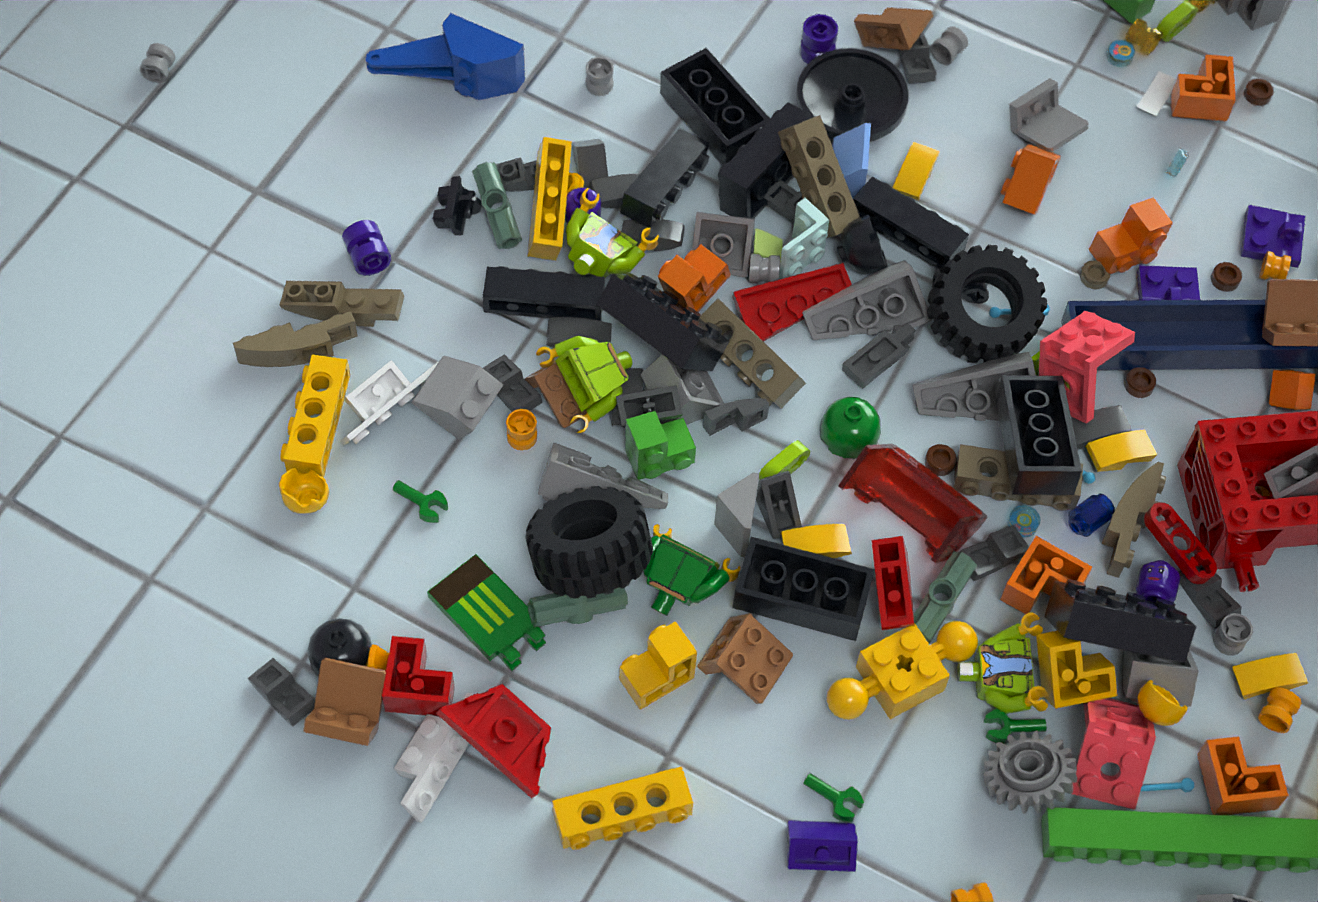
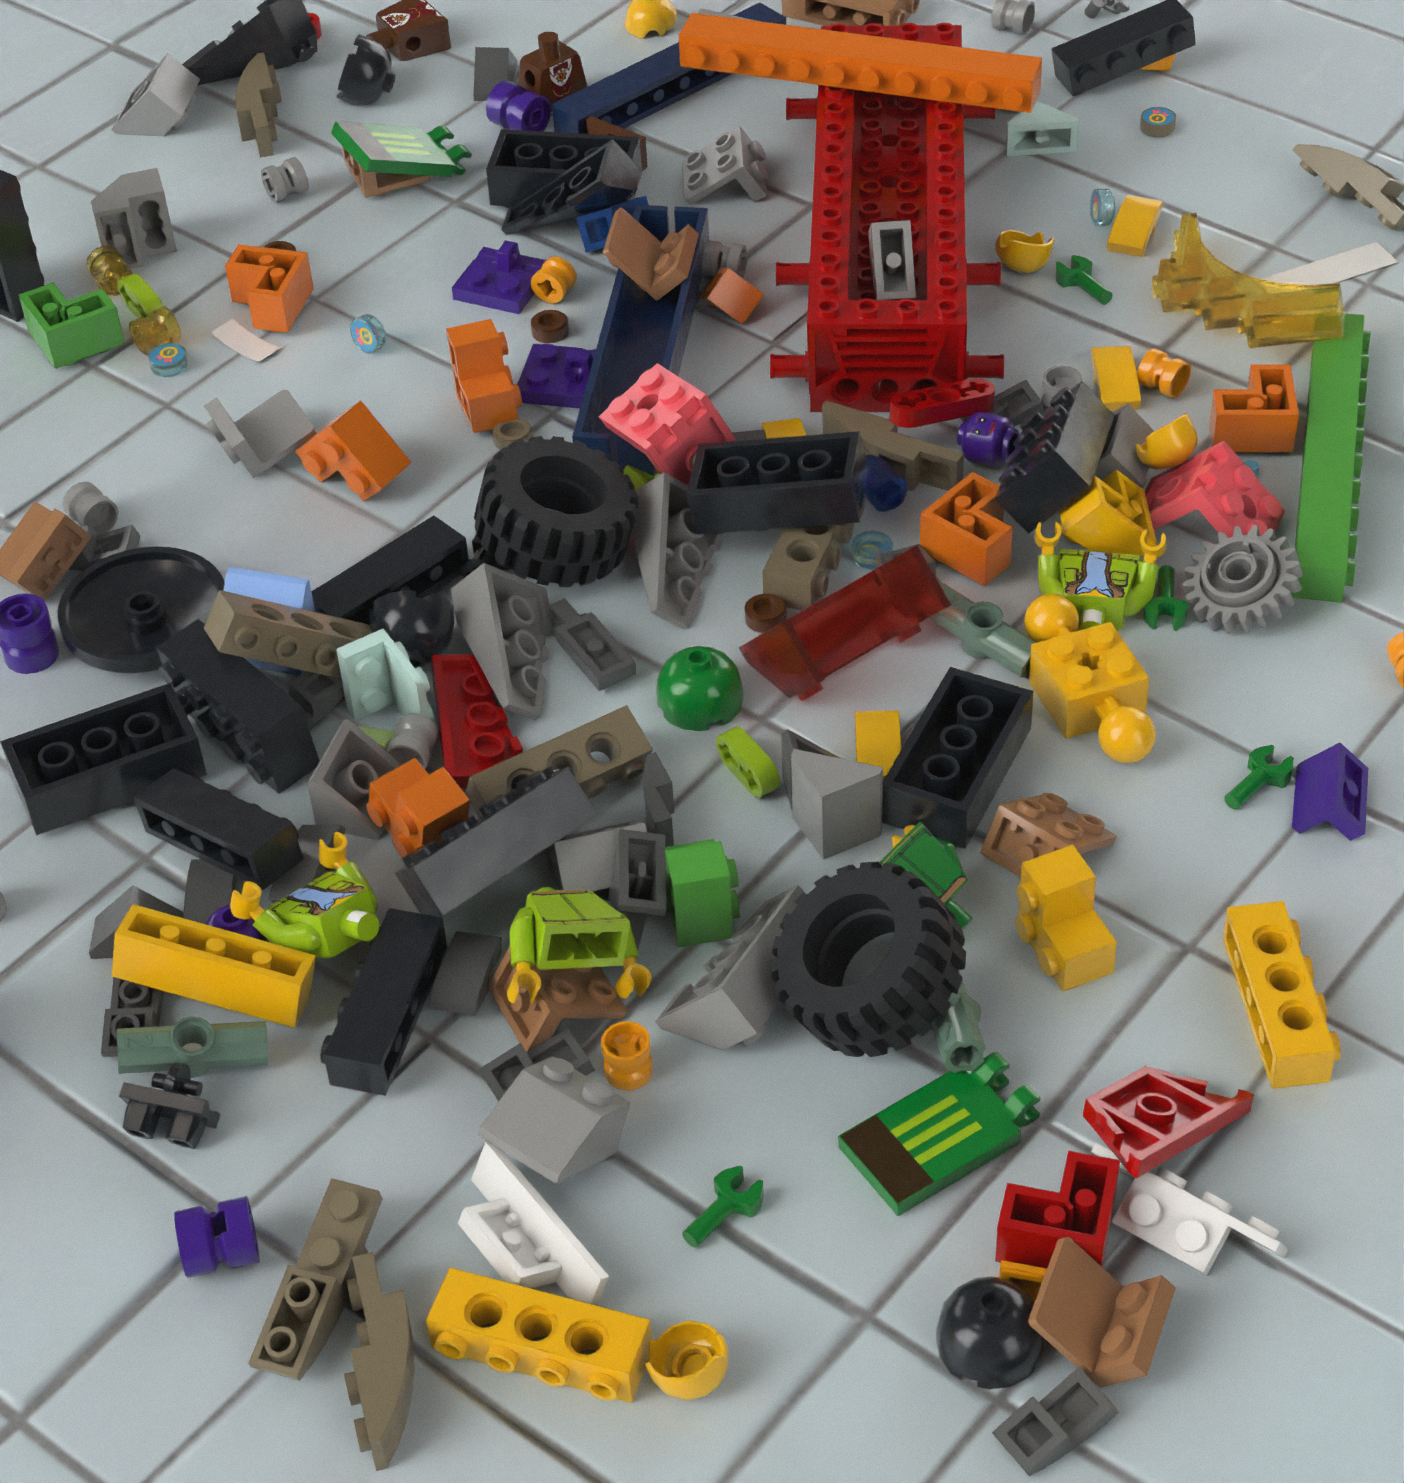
camera: 75 degrees left, 15 degrees down
(893, 582) = (993, 656): red slope -> none
(916, 170) = (289, 561): yellow slope -> none

